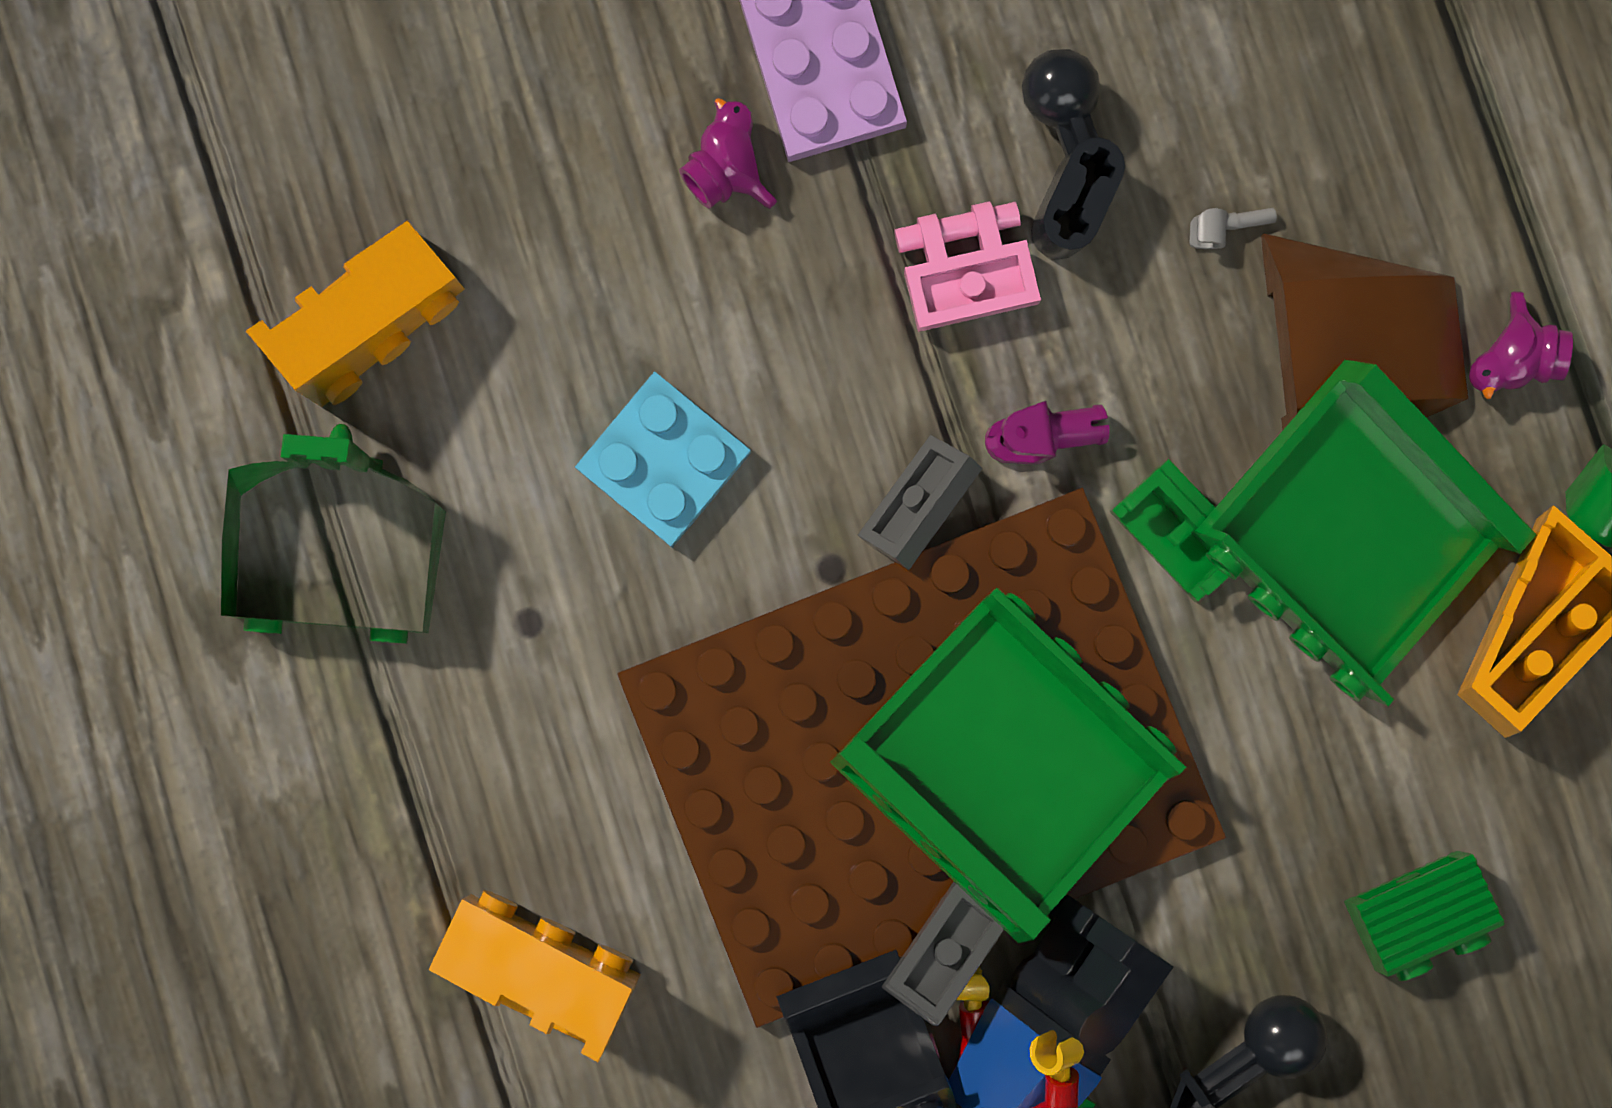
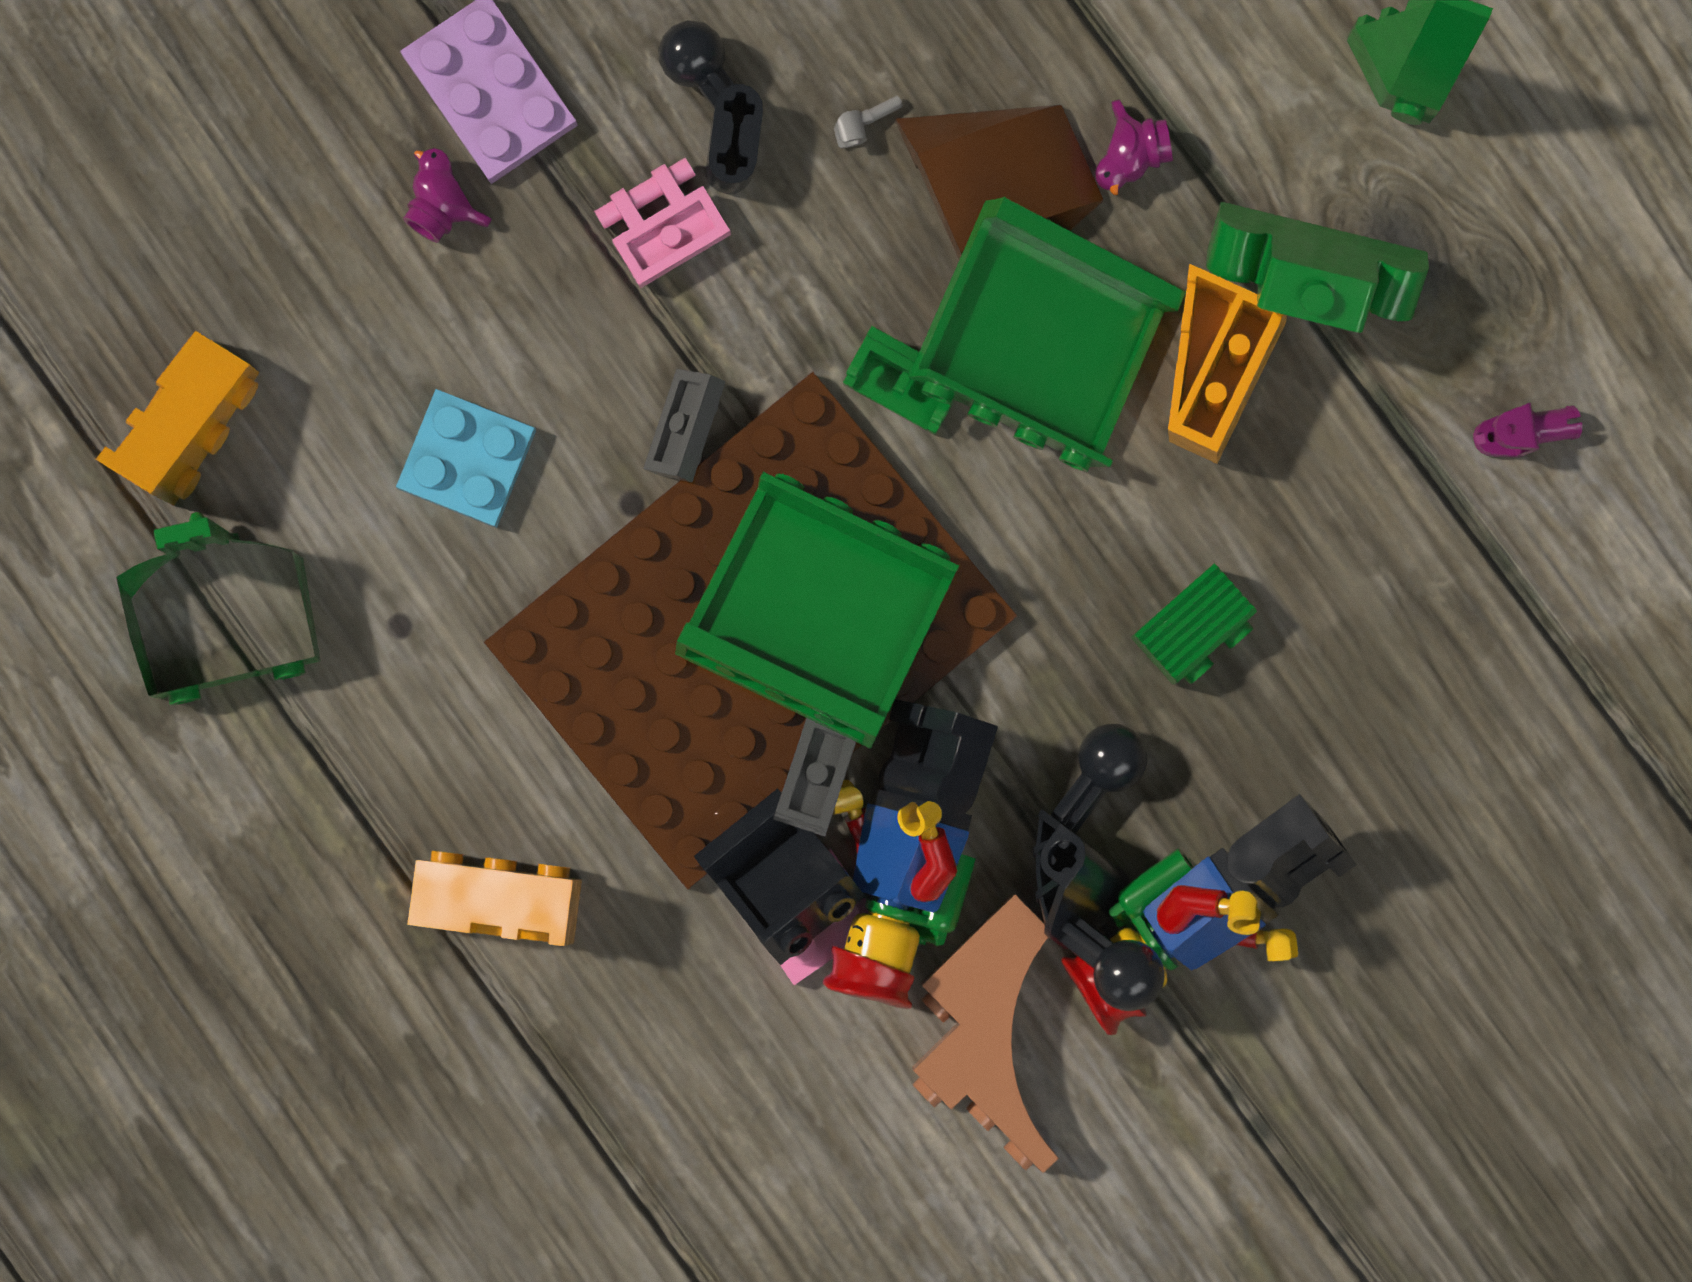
camera: 15 degrees left, 0 degrees up
(1037, 433) = (759, 340): magenta piece -> none

